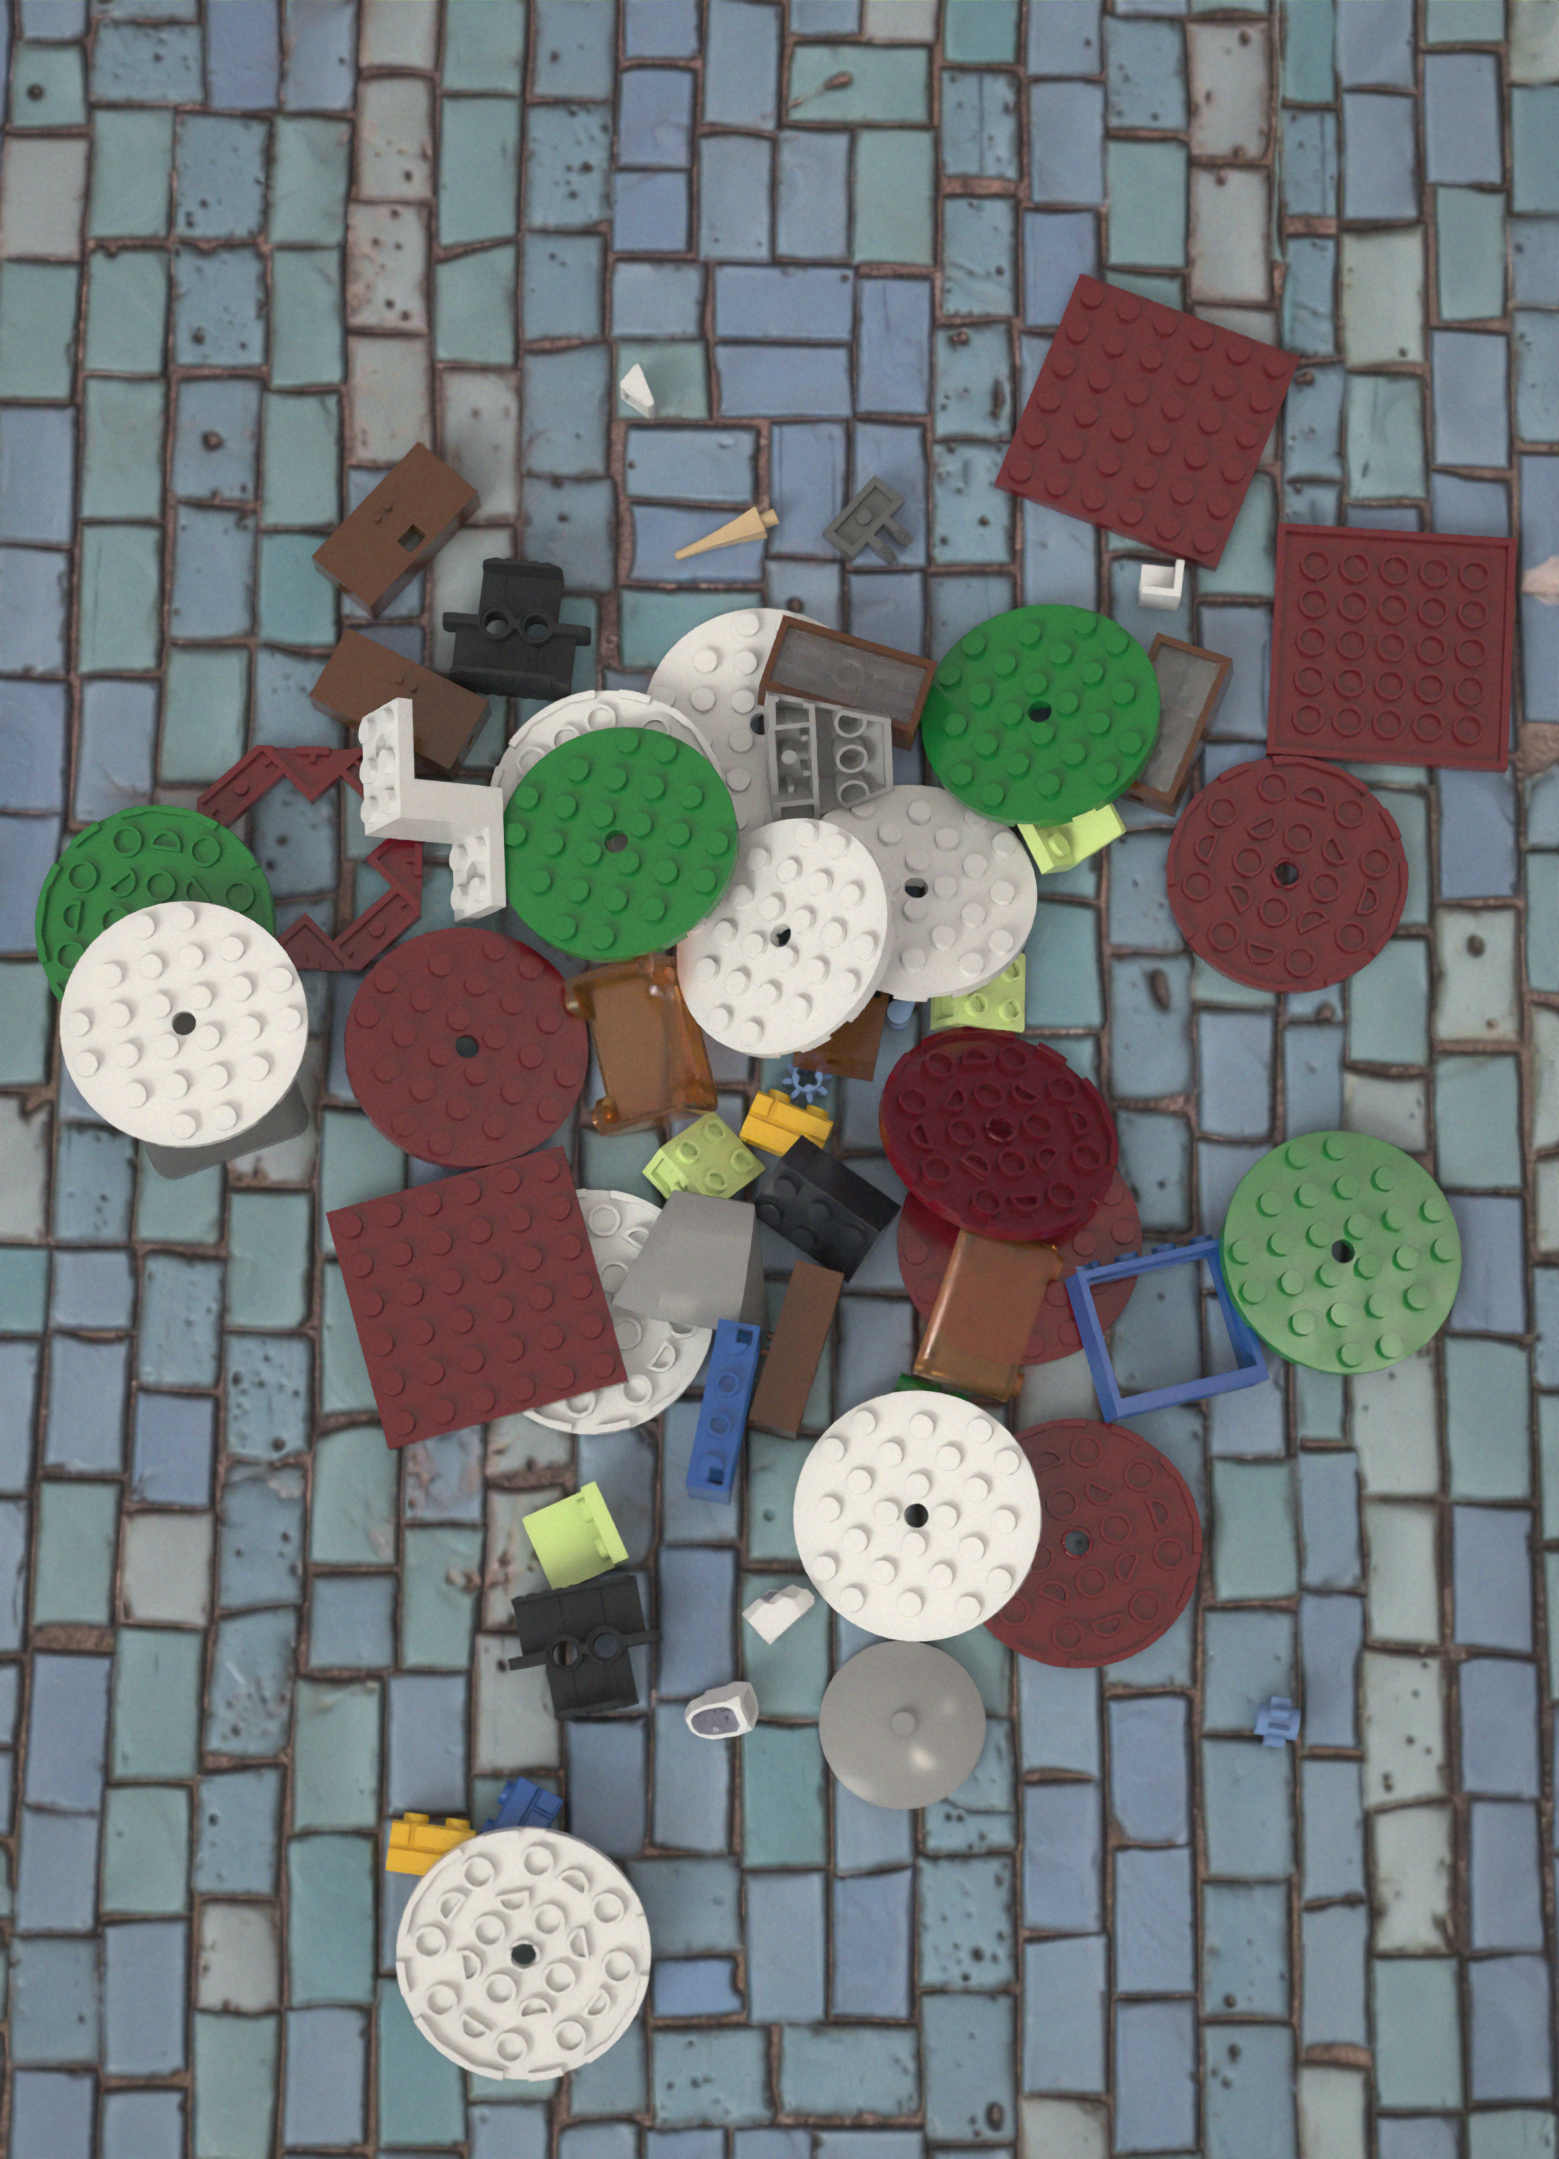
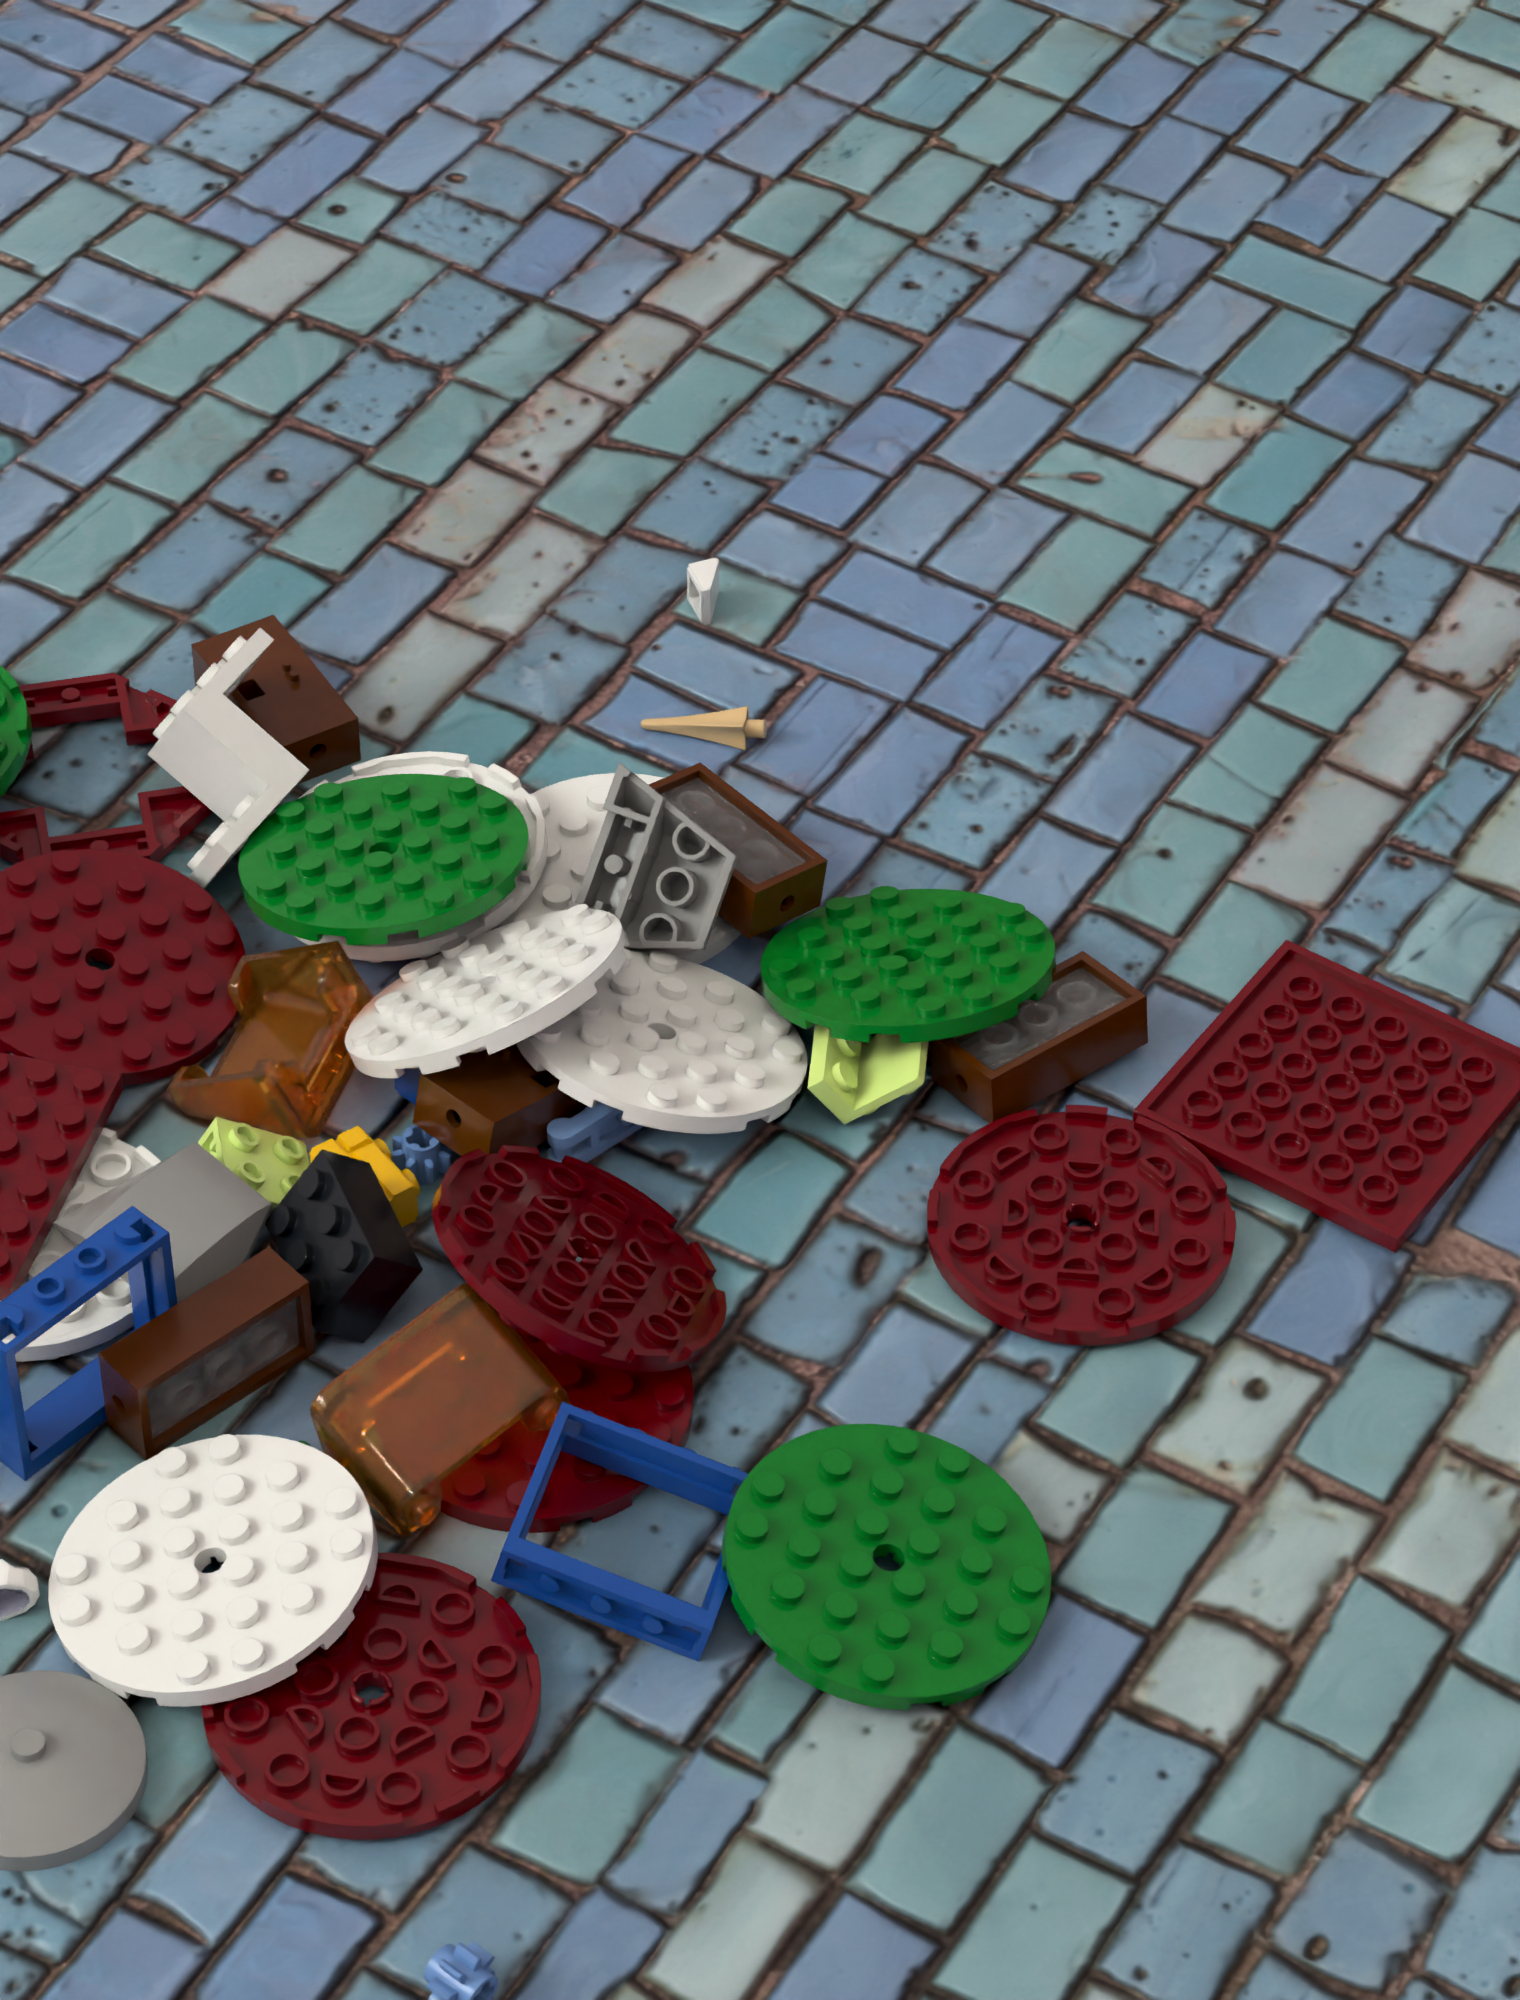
camera: 30 degrees right, 35 degrees down
(396, 531) = (386, 586): reddish brown brick -> none
(512, 661) = (431, 692): black piece -> none
(864, 519) = (852, 767): dark grey hinge -> none
(993, 1006) = (674, 1170): yellowish green bracket -> none
(1147, 422) = (1206, 823): dark red plate -> none
(1161, 586) = (1122, 944): white panel -> none

